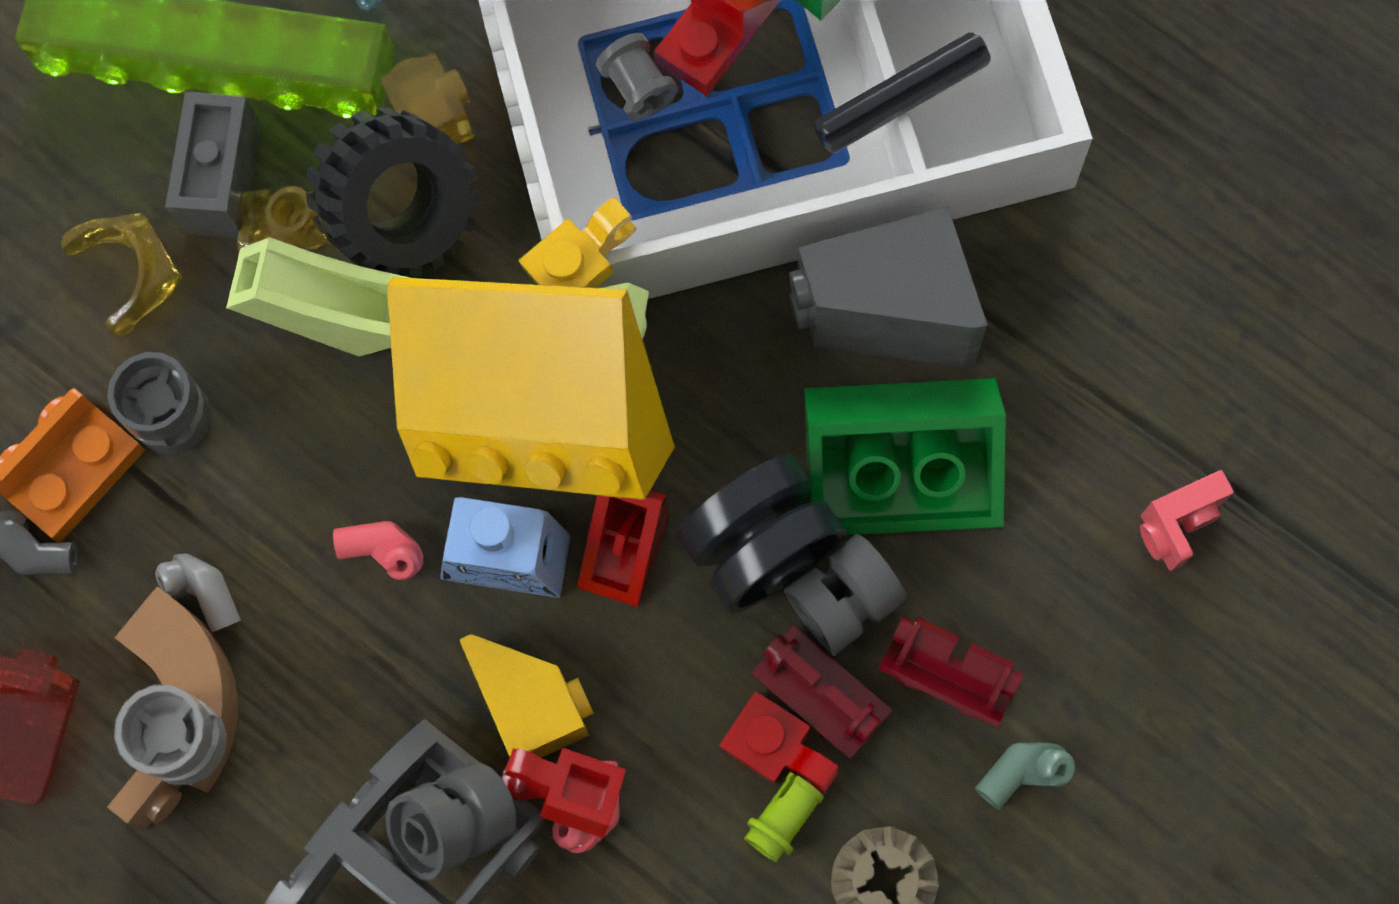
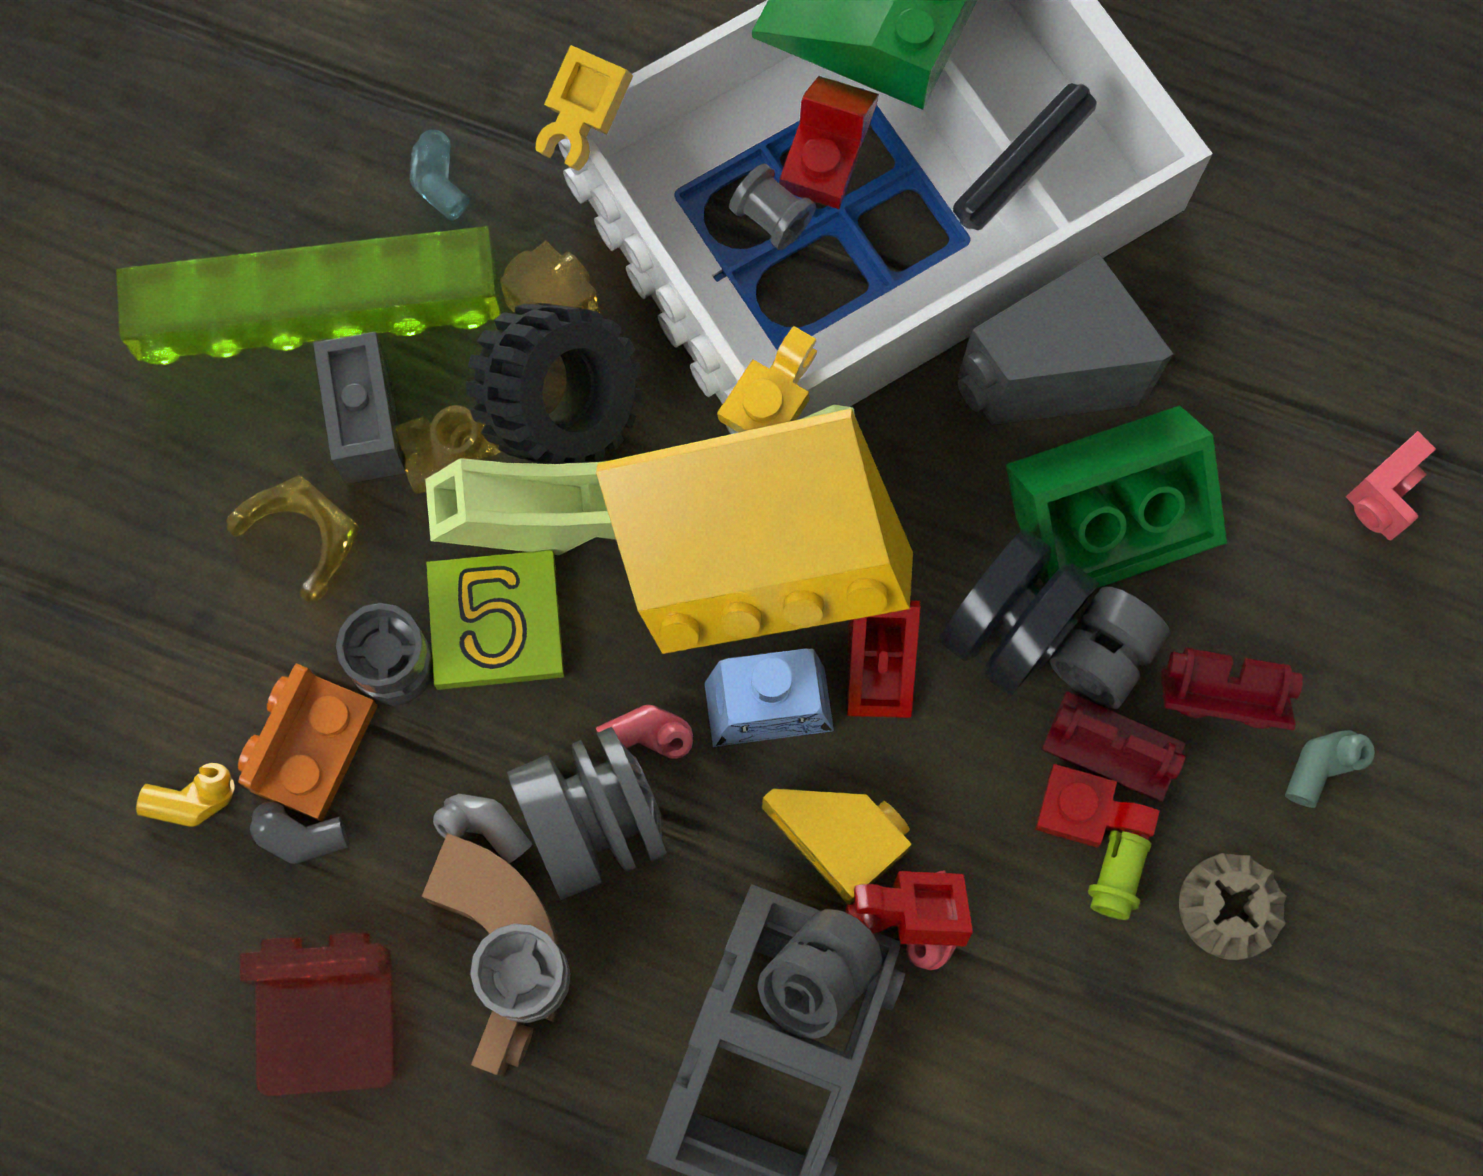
camera: 25 degrees left, 0 degrees up
(276, 400) = (494, 619): none -> lime tile
(276, 606) = (588, 813): none -> dark grey wheel

